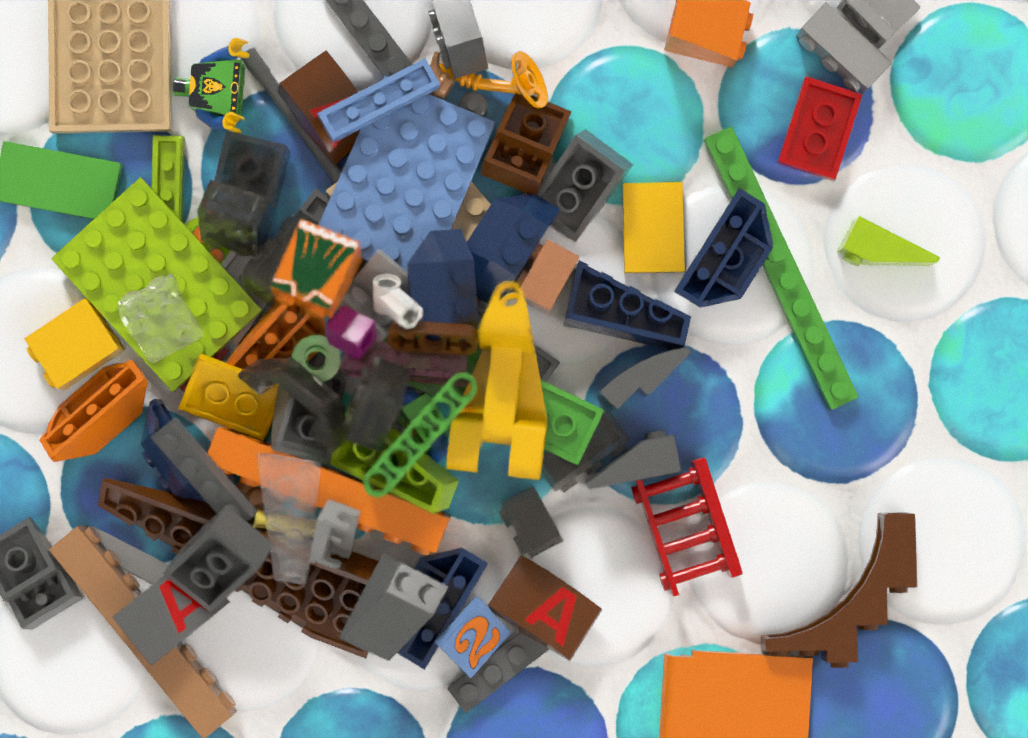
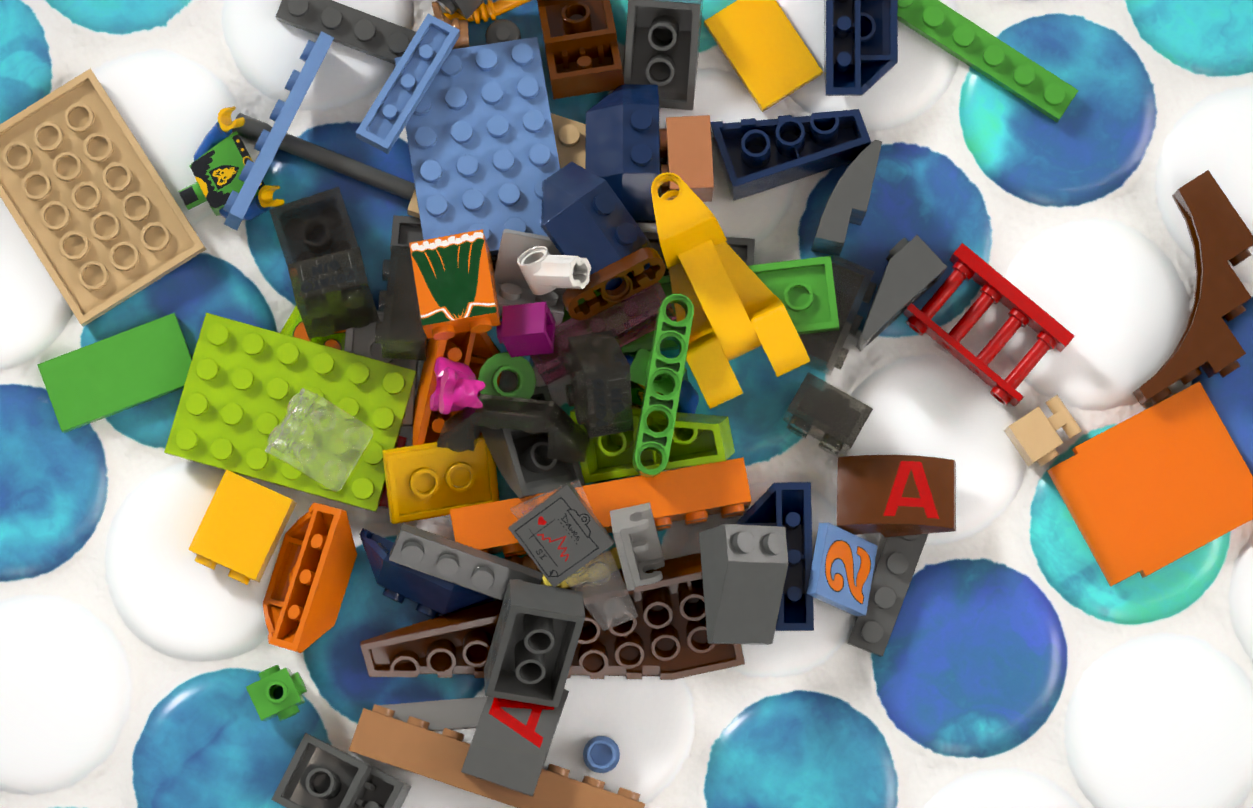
camera: 30 degrees left, 5 degrees down
(25, 477) = (263, 693): none -> bright green brick
(169, 171) = (227, 289): lime tile -> none
(226, 659) = (601, 754): none -> medium blue plate
(257, 82) = (270, 141): none -> medium blue plate
(274, 342) = (455, 387): none -> dark pink animal
(281, 496) = (561, 534): none -> dark grey tile
(314, 89) = (332, 117): reddish brown slope -> none
(671, 626) = (1036, 434): none -> tan brick

